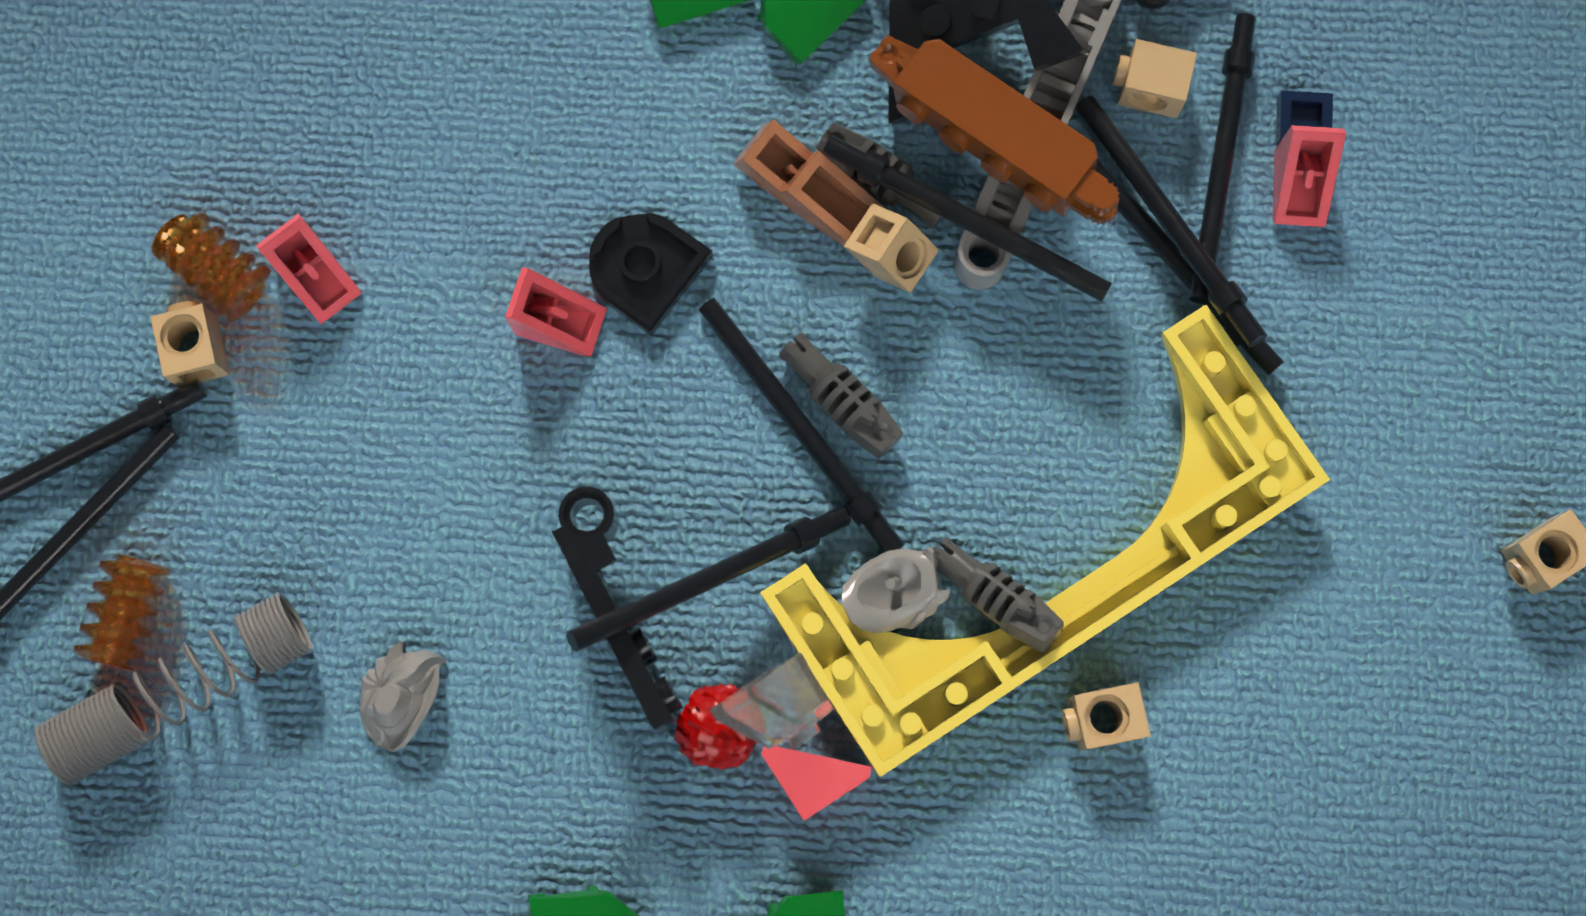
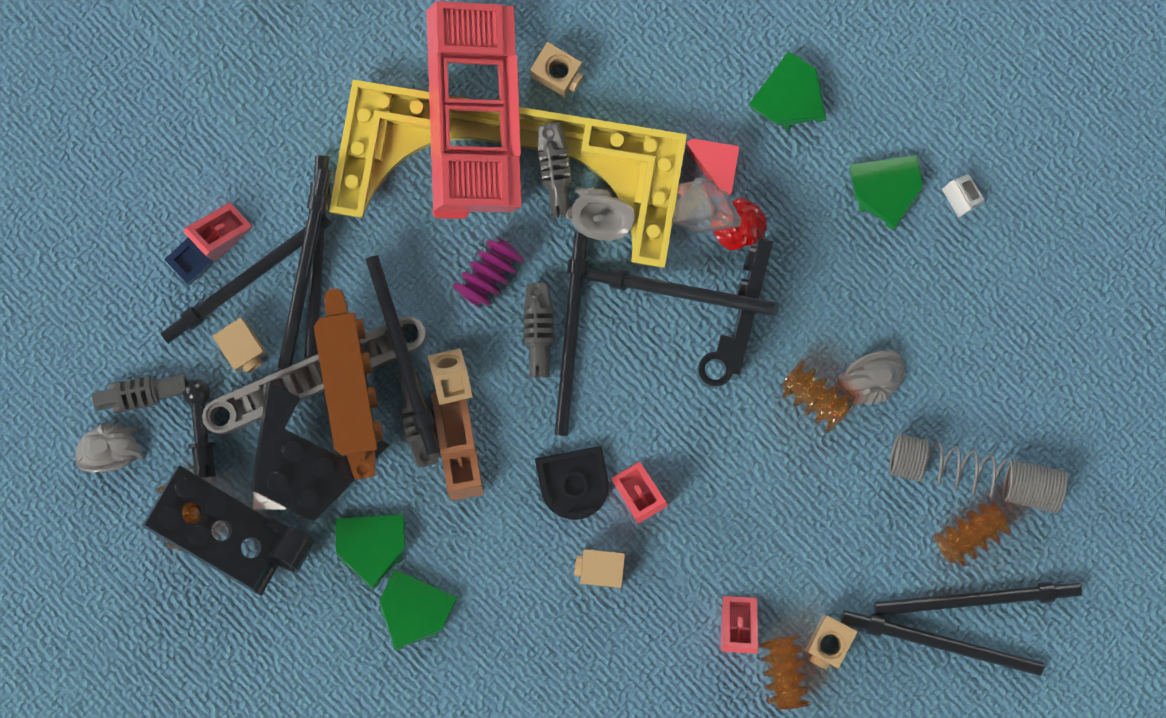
camera: 135 degrees left, 5 degrees up
(449, 607) = (815, 396): none -> clear orange piece
(526, 196) = (600, 568): none -> tan brick
(957, 407) = (488, 273): none -> magenta piece
(1241, 656) = (466, 176): none -> coral piece

